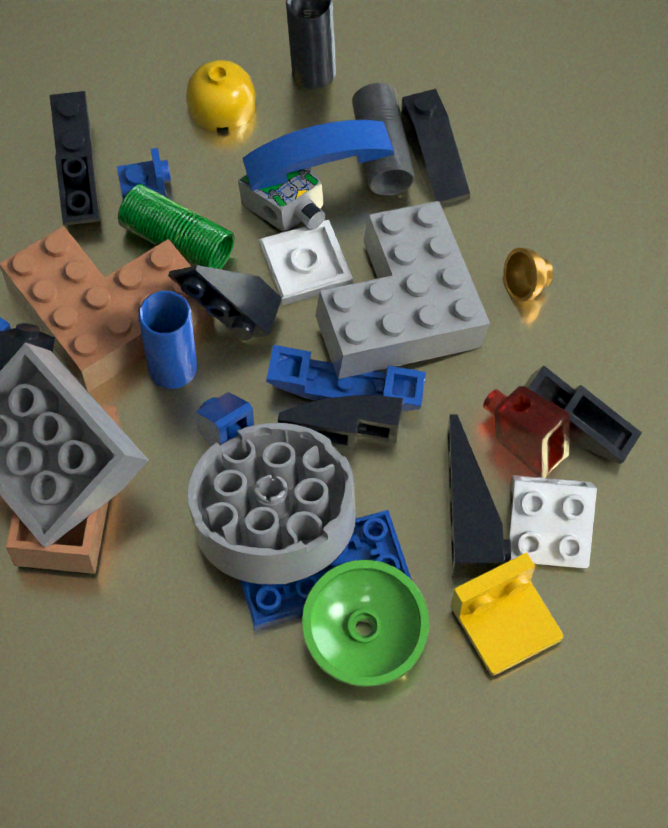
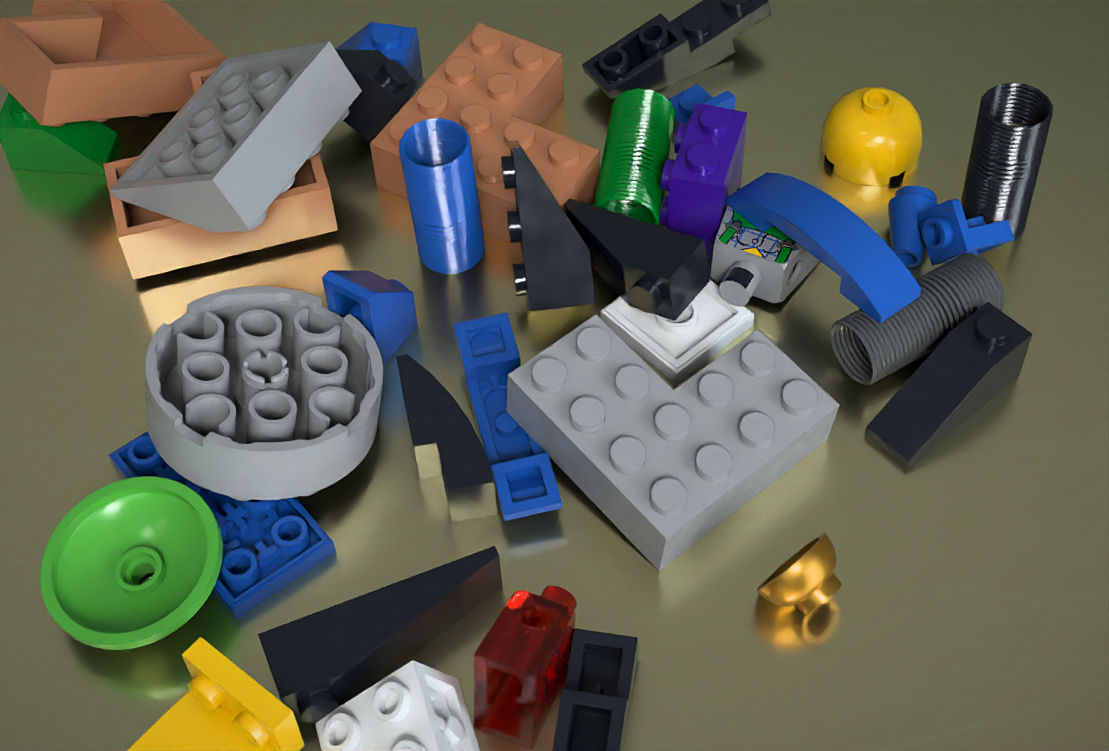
camera: 70 degrees right, 10 degrees down
(224, 192) = (703, 172): none -> dark purple brick
(273, 253) = (642, 261): none -> black slope
(303, 107) = (903, 222): none -> blue cone
(336, 88) = (951, 235): none -> blue bracket

